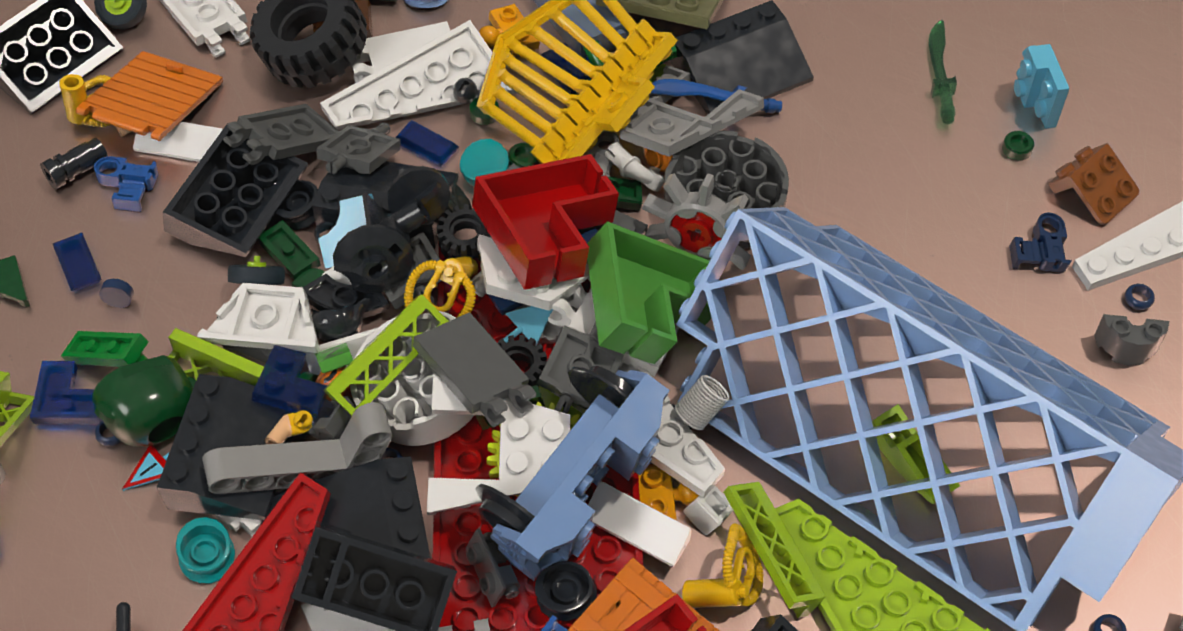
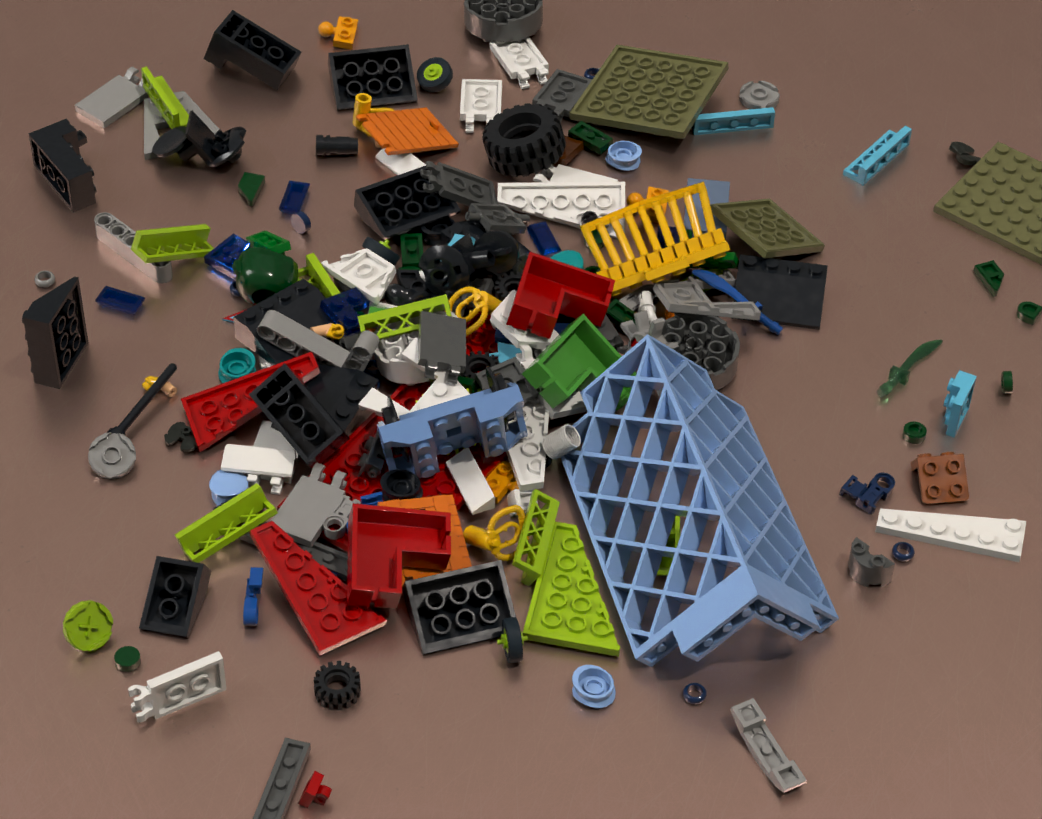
camera: 35 degrees right, 10 degrees down
(127, 177) = (357, 170): blue piece -> none
(1052, 31) = (1007, 382): none -> dark green tile

